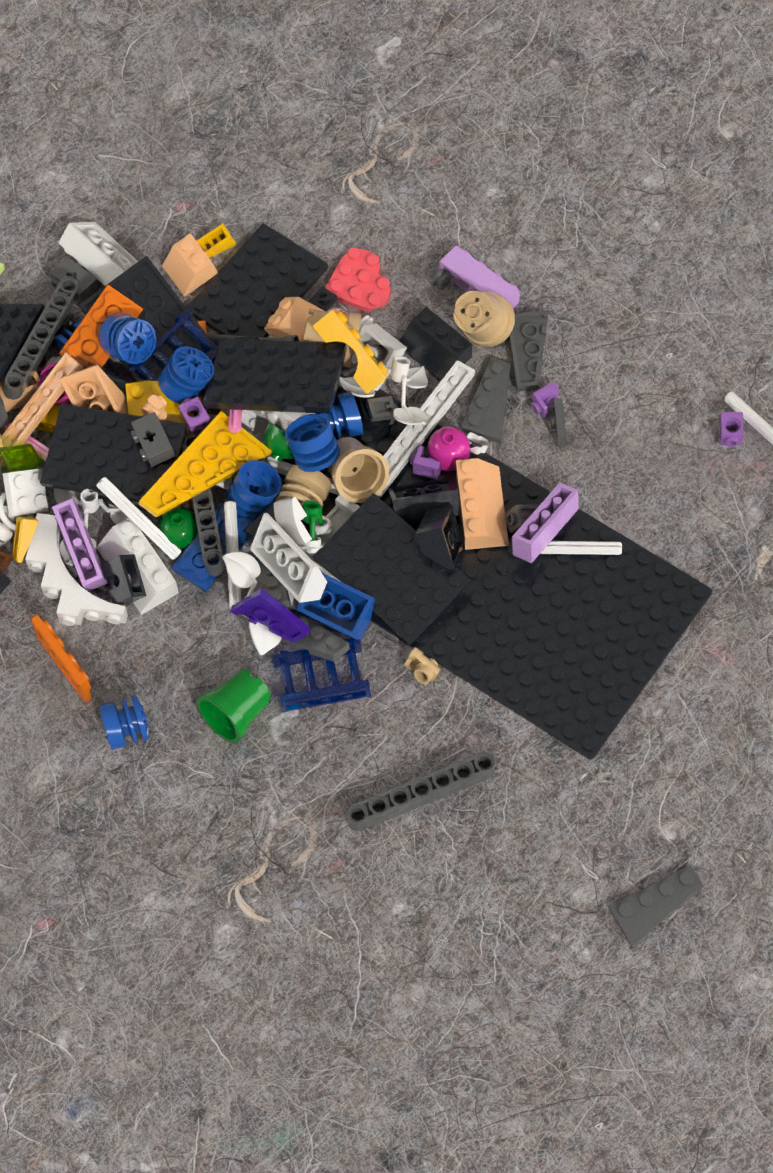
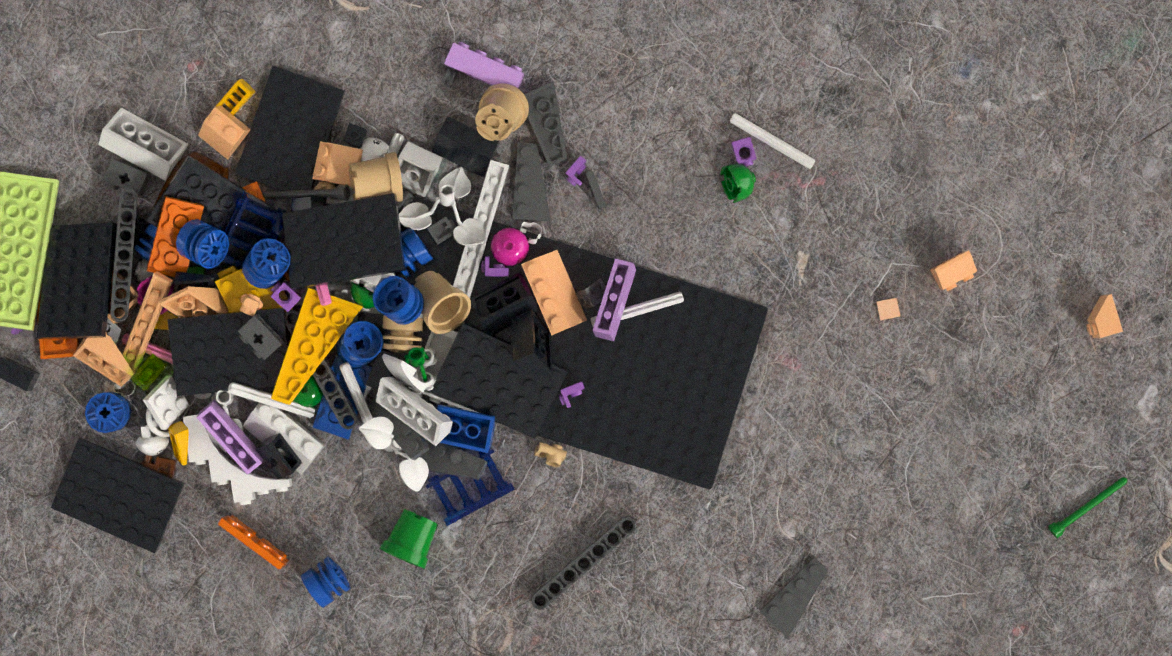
camera: 20 degrees left, 25 degrees up
(268, 611) = (421, 463): dark purple wing -> none
(359, 281) = (376, 98): coral plate -> none
(369, 371) = (382, 187): yellow arch -> none
(467, 604) = (574, 390): none -> medium lavender bracket
(717, 453) = (737, 182): none -> green cylinder

